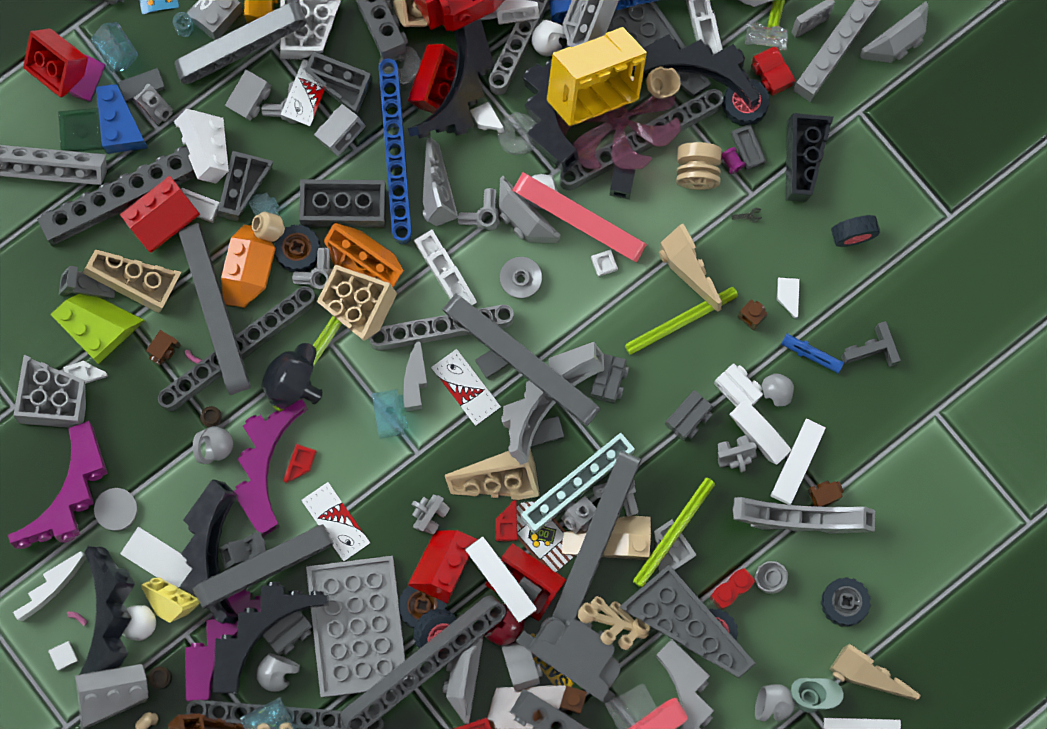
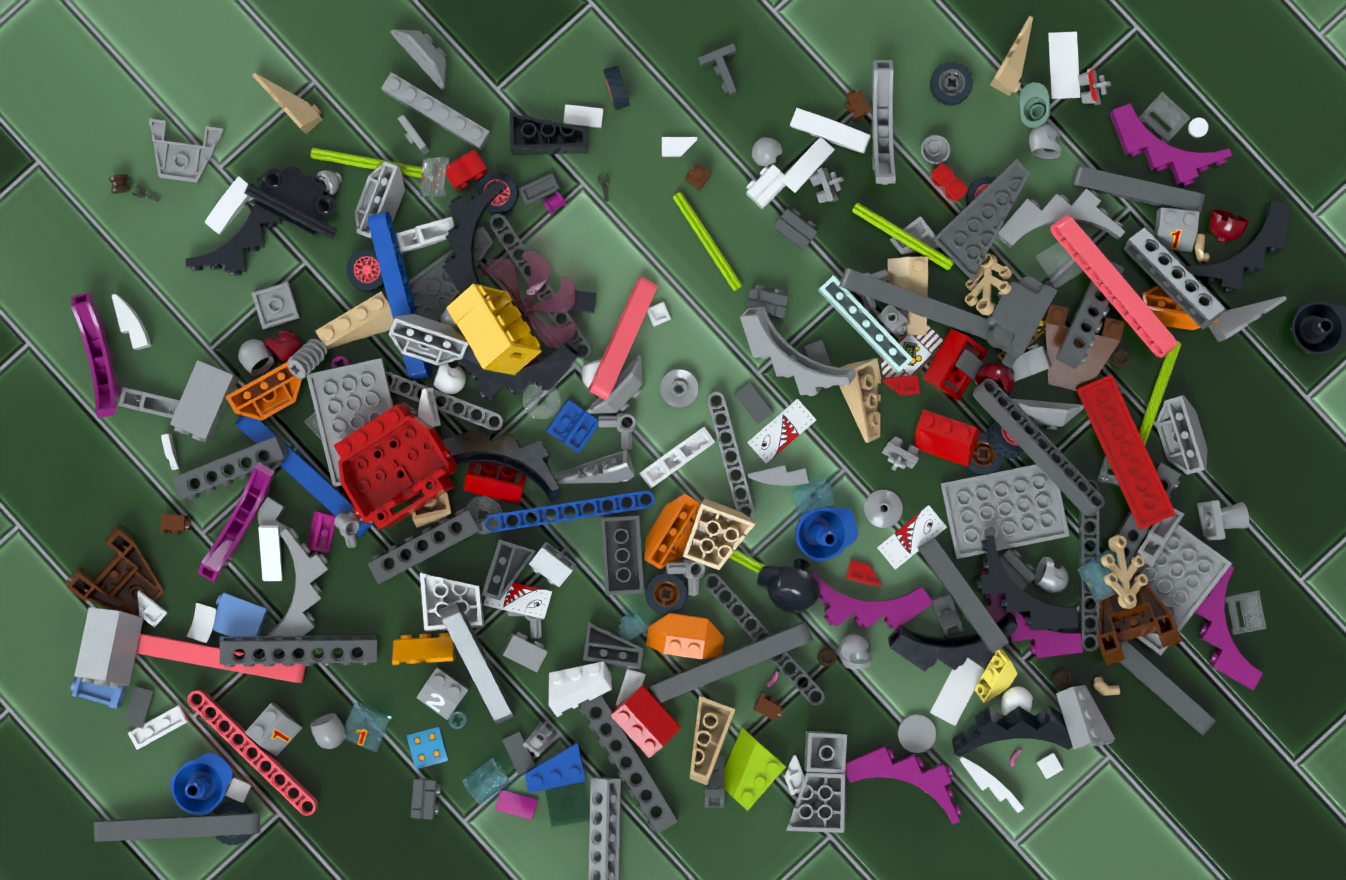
camera: 90 degrees left, 10 degrees up
(54, 61) = (505, 835): red slope -> none
(105, 403) = (825, 752): none -> light grey slope
(268, 226) = (652, 620): tan head -> none
(347, 421) = (825, 532): none -> blue piece
(370, 502) = (875, 515): none -> light grey dish
(486, 118) = (530, 430): white tile -> none
(487, 164) = (573, 426): none -> blue slope
(501, 579) = (960, 384): white slope -> none
(521, 359) = (761, 380): dark grey beam -> none
(663, 82) = (490, 268): tan hair -> none
(680, 255) = (651, 243): tan wedge -> none
(698, 166) = (565, 232): tan wheel -> none
(812, 353) = (726, 129): blue pin -> none
(826, 198) = (583, 116): none -> white tile

